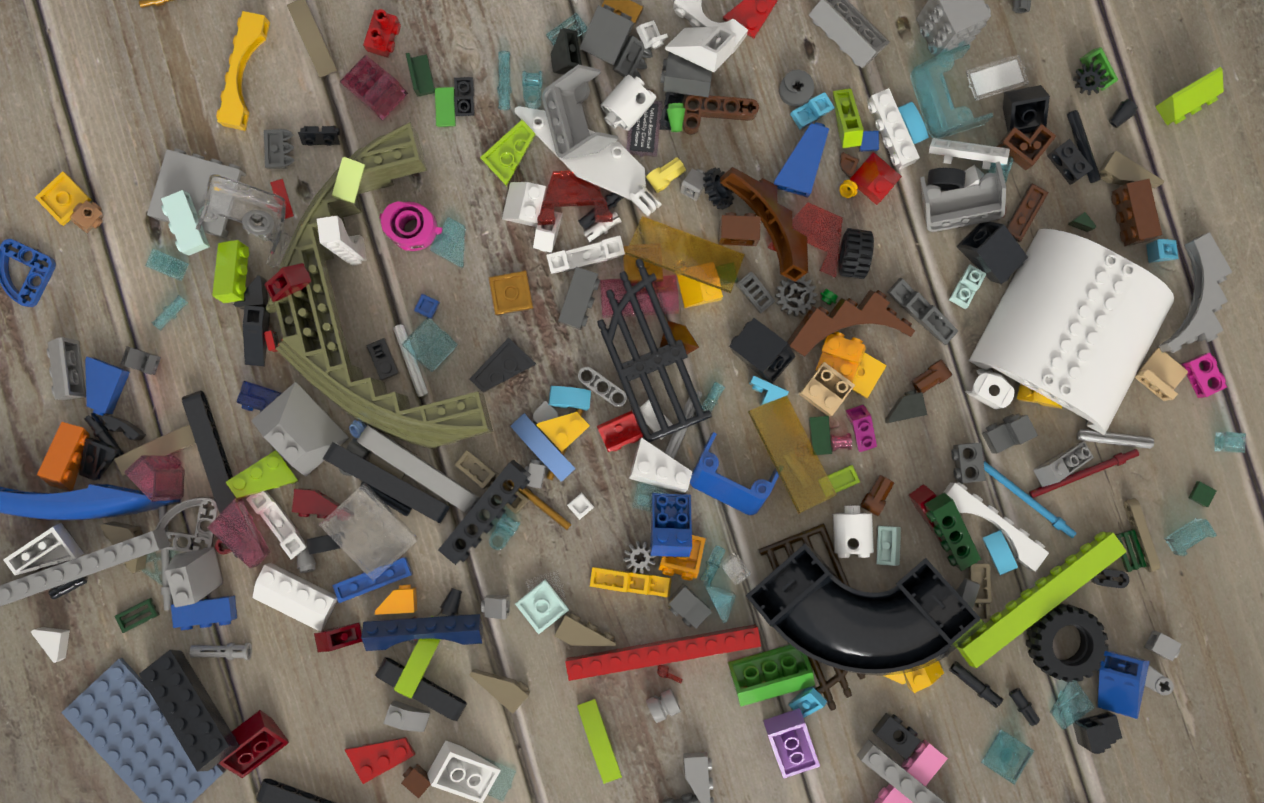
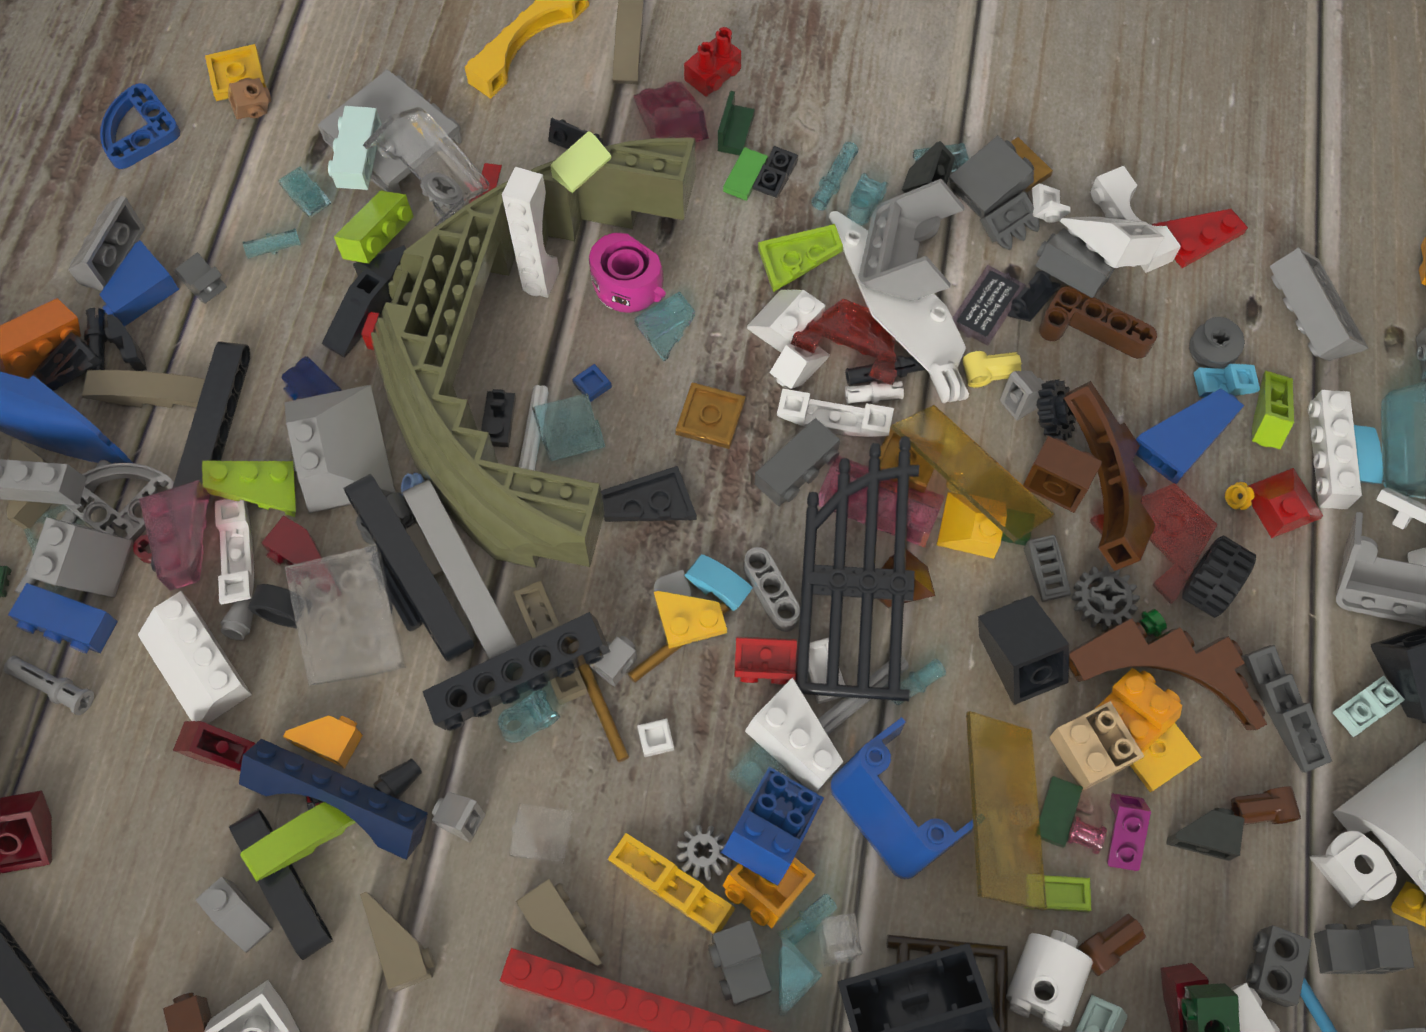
camera: 30 degrees right, 20 degrees down
(158, 477) = (123, 406): clear pink slope -> none
(276, 148) = (514, 127): dark grey plate -> none
(287, 281) = (434, 236): dark red slope -> none
(363, 583) = (294, 690): blue plate -> none
(378, 758) = (156, 956): red wing -> none
(542, 447) = (647, 630): medium blue slope -> none
(542, 606) = (522, 851): light aqua plate -> none
(627, 103) = (981, 260): white cylinder -> none
(676, 116) = (1038, 301): bright green cone -> none
(772, 391) = (1012, 707): medium azure slope -> none
(848, 164) = (1251, 467): reddish brown tile -> none
(870, 141) = (1293, 452): blue tile -> none
(947, 178) = (1394, 539): black tyre -> none

